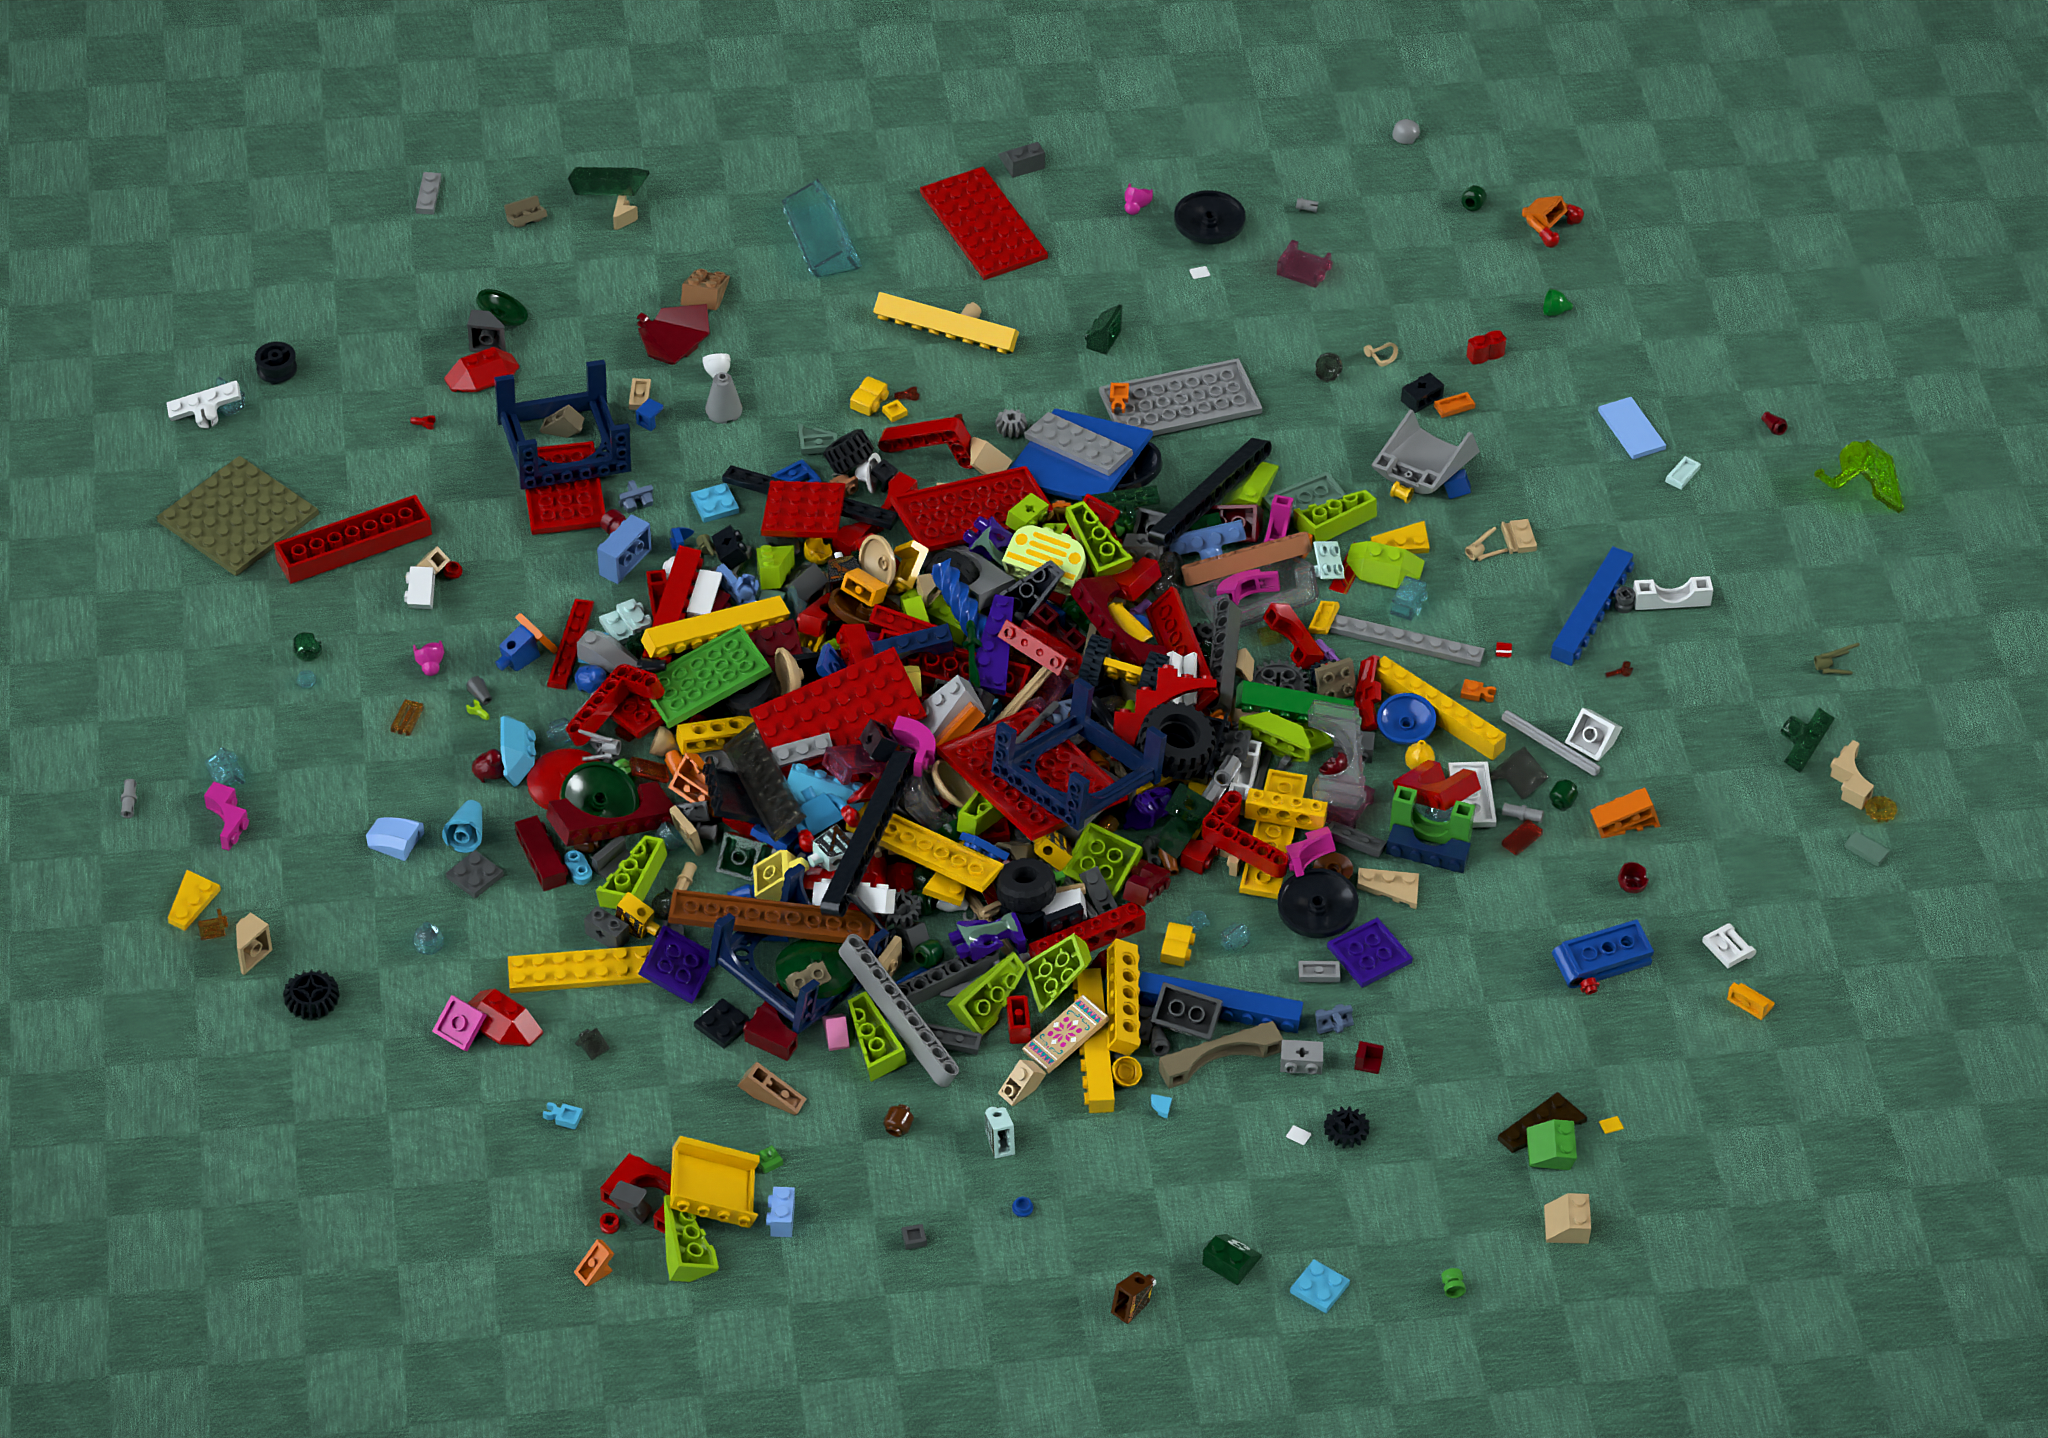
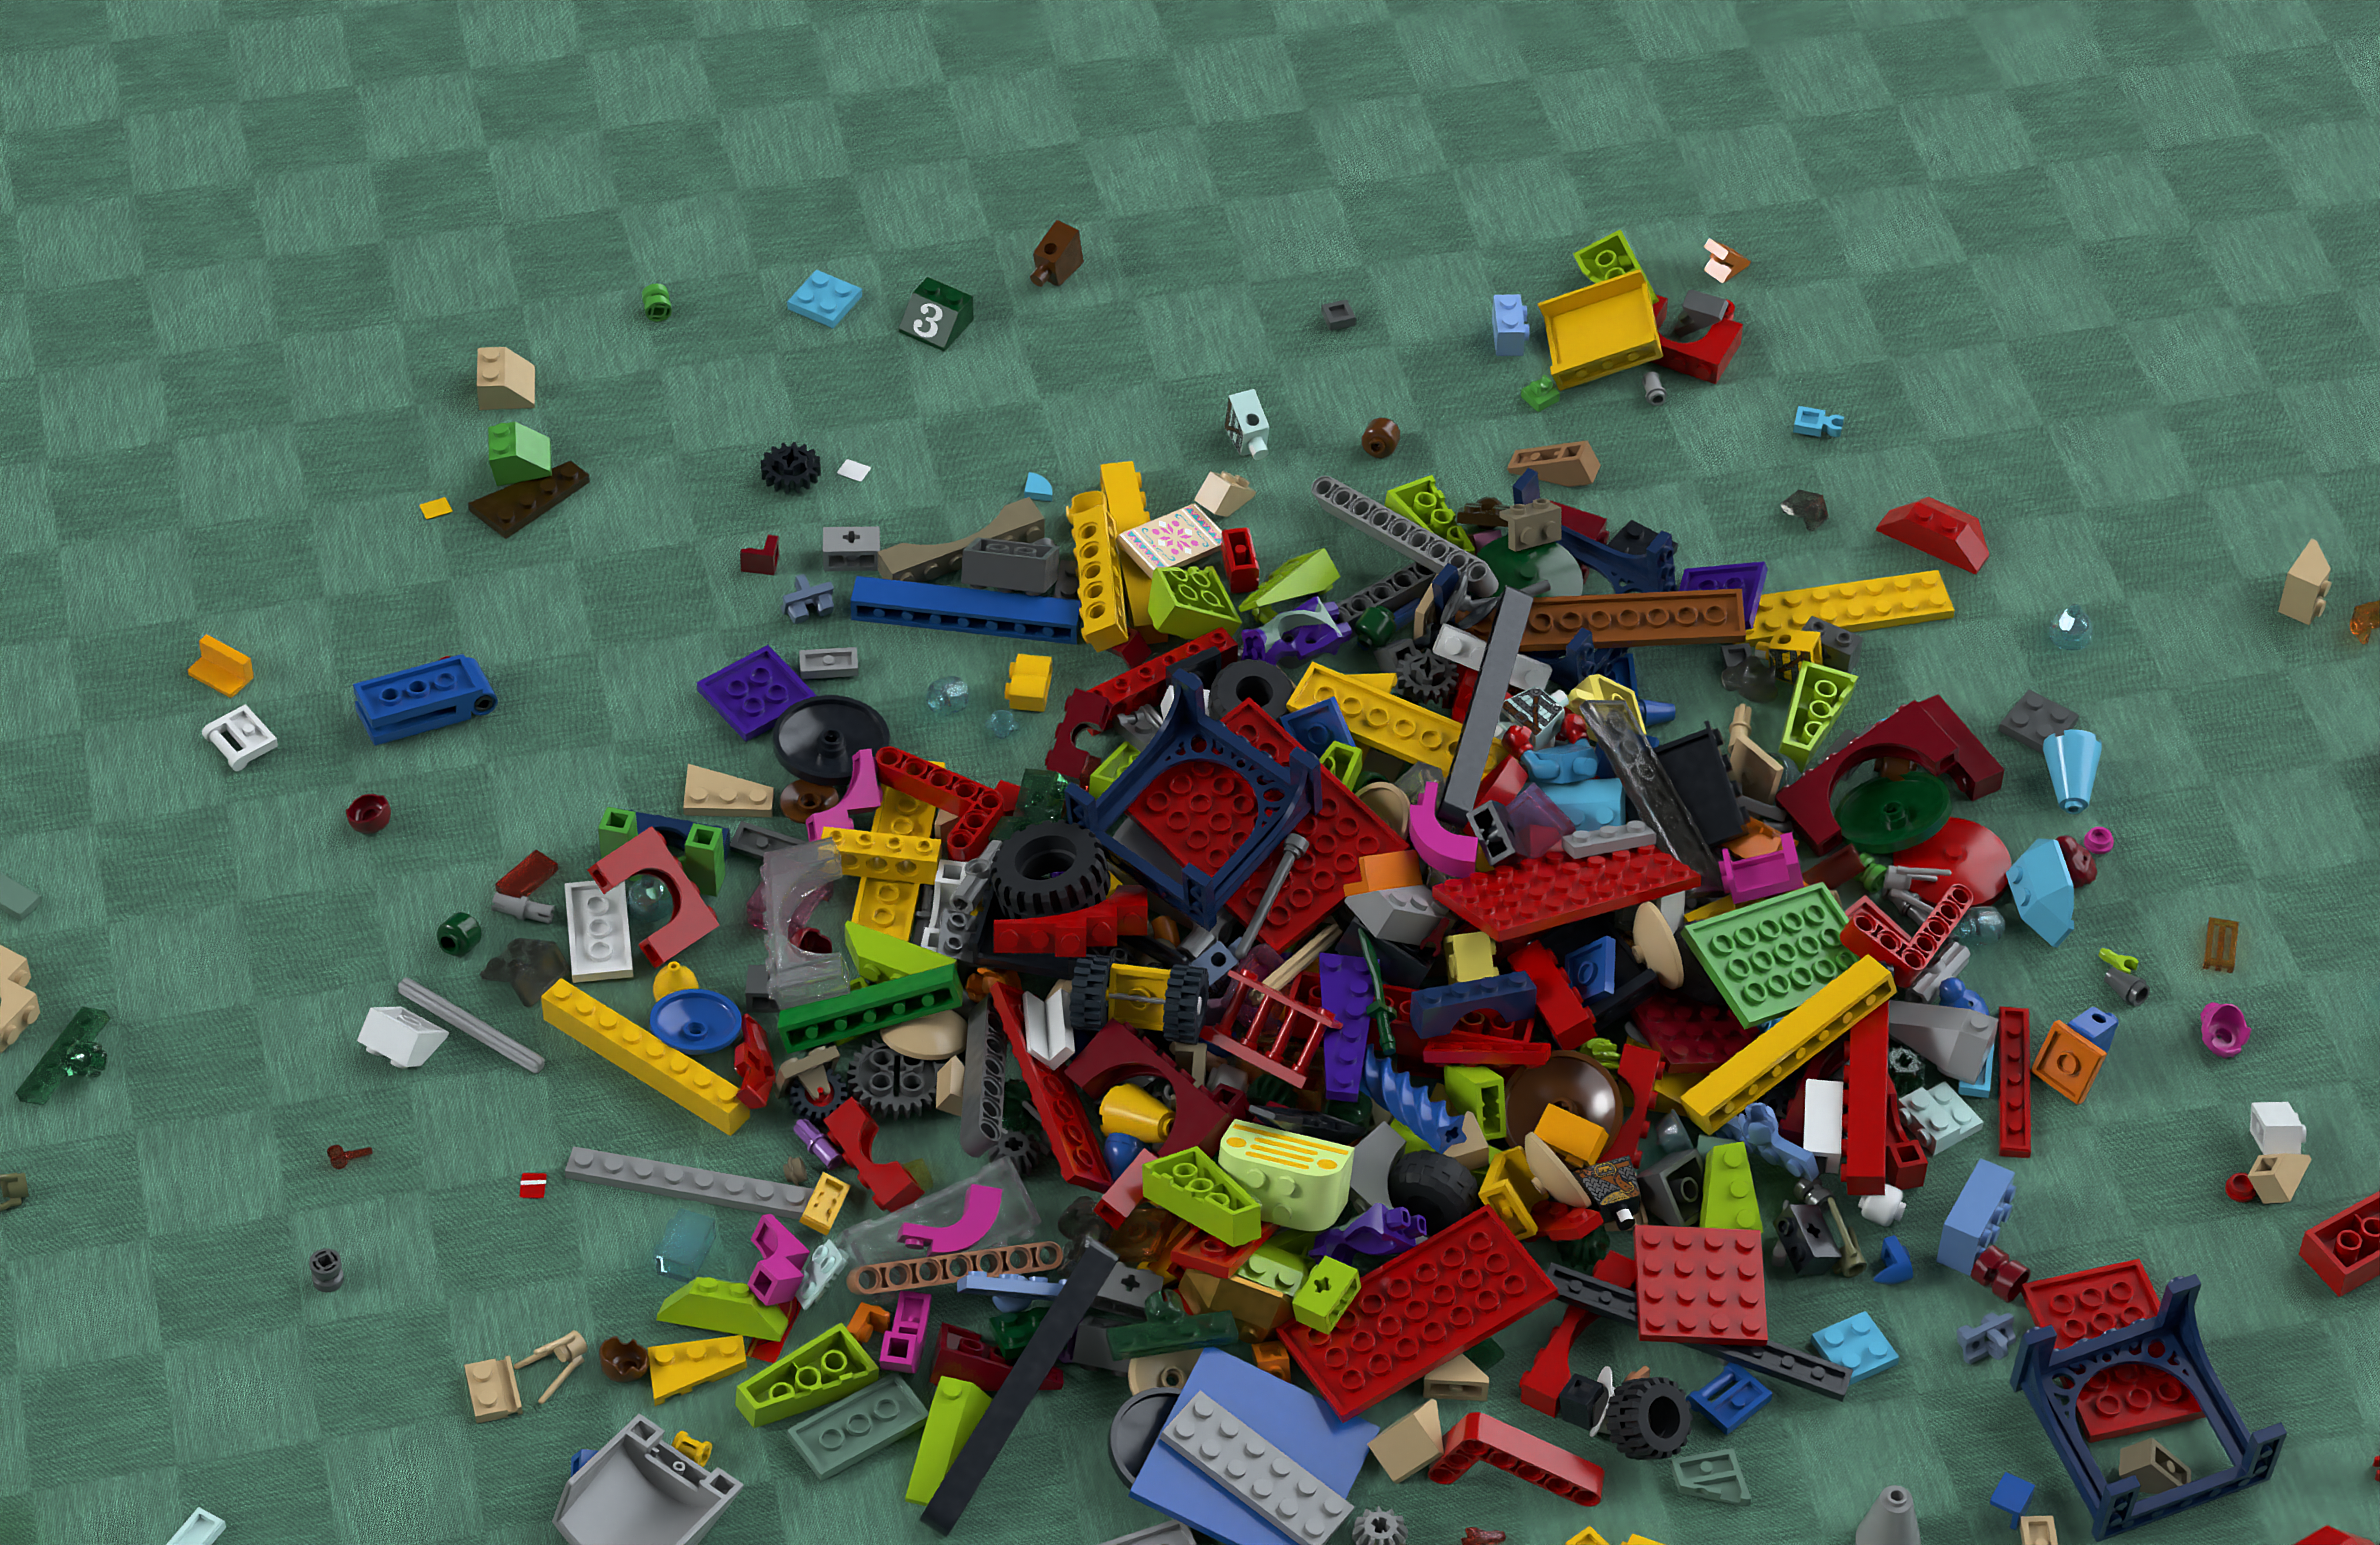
camera: 175 degrees right, 0 degrees up
(311, 994) = (2199, 541): black gear -> none
(395, 836) = (2170, 764): light blue slope -> none
(459, 1023) = (1995, 513): dark pink plate -> none
(463, 787) = (2099, 840): none -> dark pink plate
(704, 734) = (1762, 874): none -> dark pink panel
(834, 1025) = (1483, 513): none -> dark brown plate
(868, 923) = (1460, 601): none -> dark grey dish
(957, 1039) = (1337, 544): dark grey plate -> none
(1022, 1207) = (1206, 357): blue plate -> none
(1341, 639) = (795, 1170): none -> dark tan plate
(1348, 581) = (779, 1274): none -> dark pink arch
(1443, 537) = (623, 1361): none -> reddish brown hair
(1474, 691) = (583, 1106): orange plate -> none
(1592, 606) = (380, 1257): blue brick -> none
(1625, 814) = (366, 902): orange wedge -> none
(1694, 593) = (211, 1283): white arch -> none

